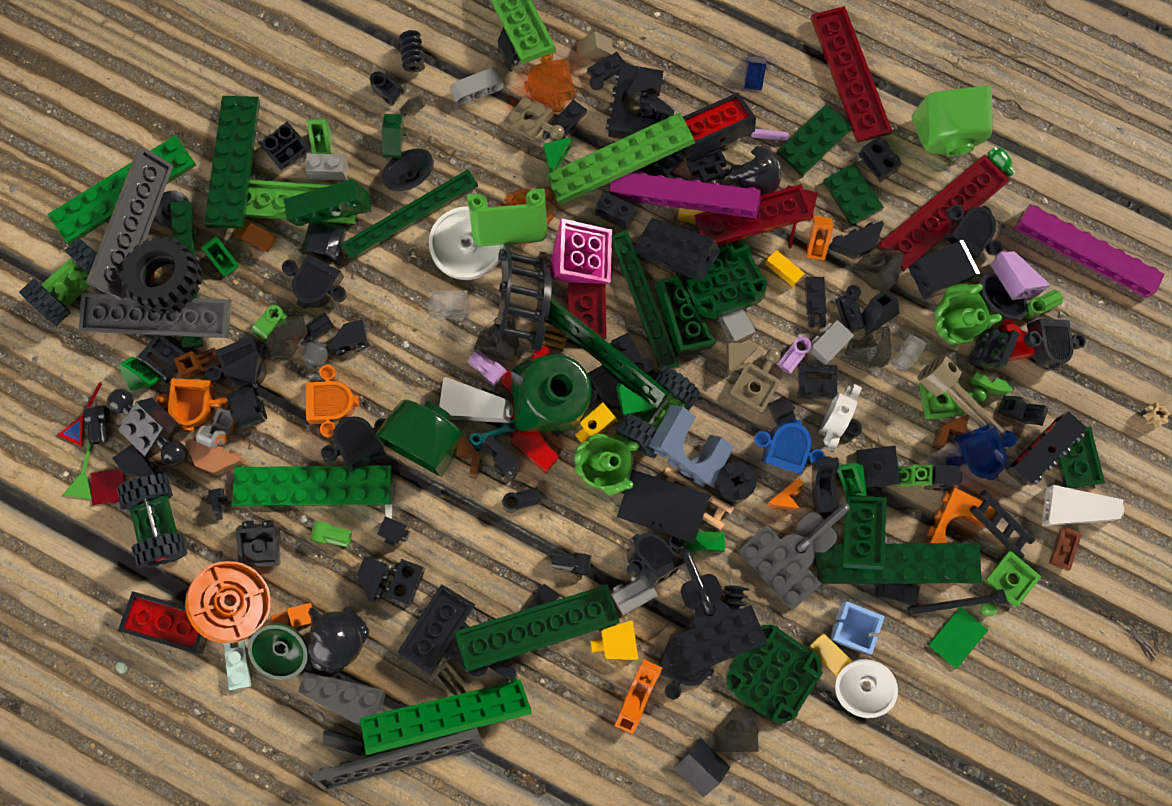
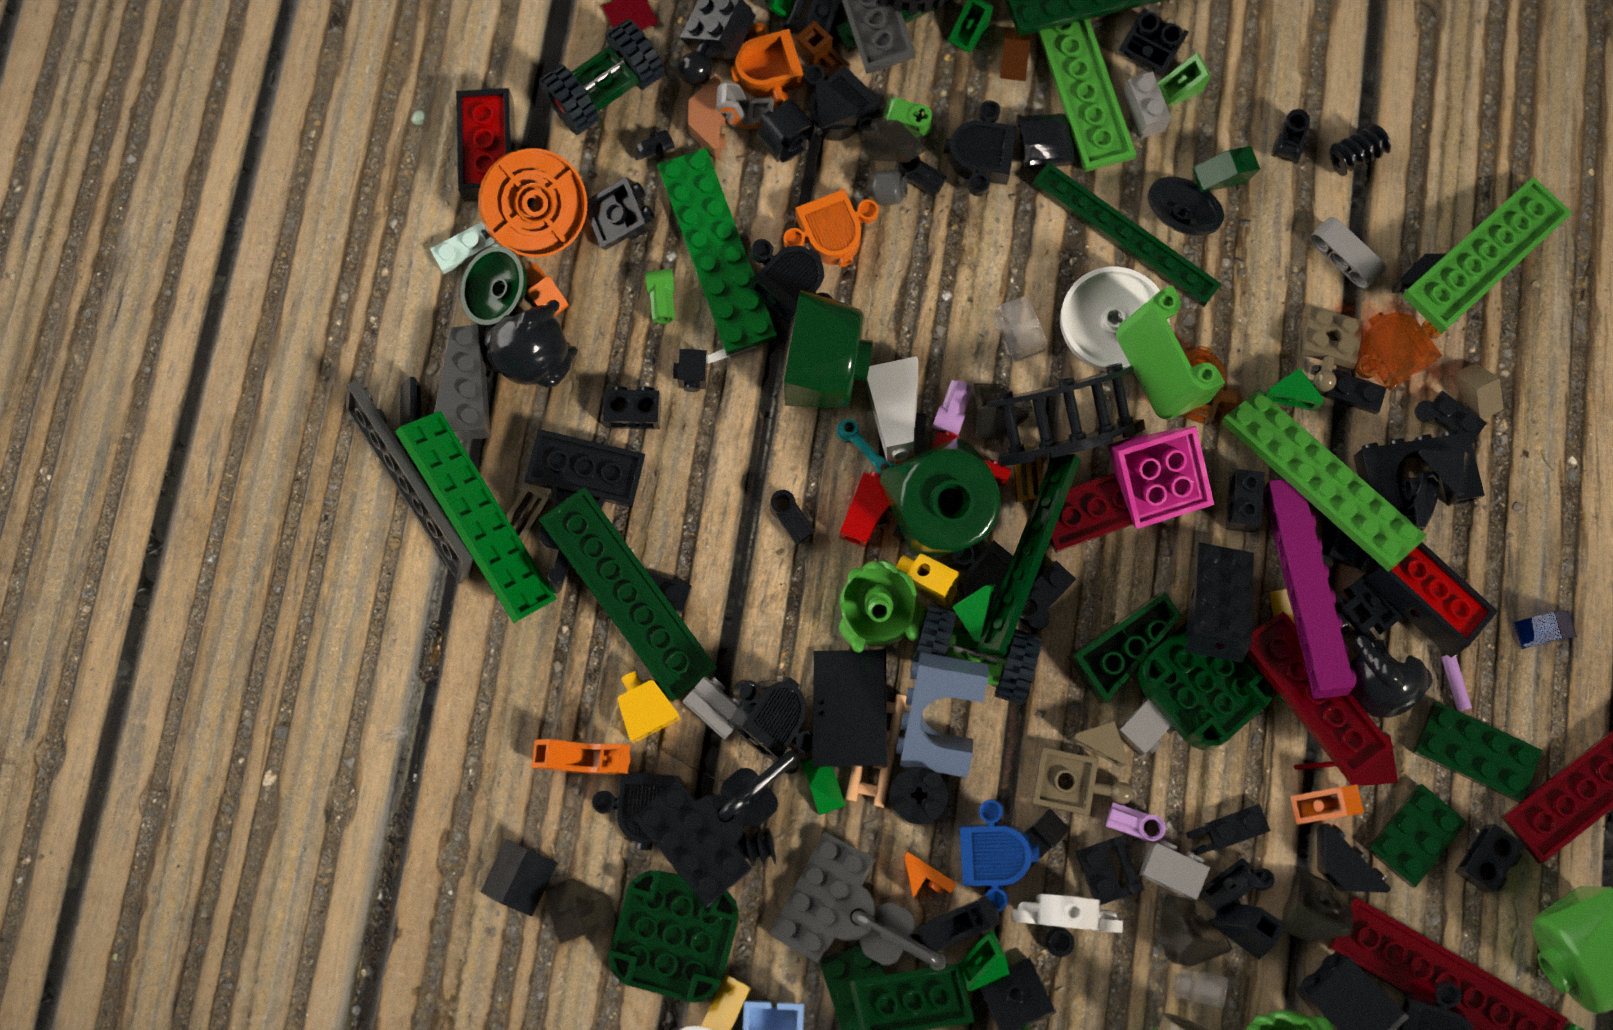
camera: 75 degrees right, 0 degrees up
(134, 463) = (666, 32): black slope -> none
(328, 203) = (1095, 124): dark green wedge -> none
(350, 337) = (927, 222): black slope -> none
(371, 576) = (624, 365): black slope -> none
(410, 103) = (1284, 177): clear smoke arm -> none
(467, 451) = (830, 420): reddish brown slope -> none
(504, 462) = (832, 471): black plate -> none
(576, 563) = (731, 615): black piece -> none
(644, 301) = (1129, 586): dark green plate -> none
(784, 268) = (1260, 769): yellow slope -> none

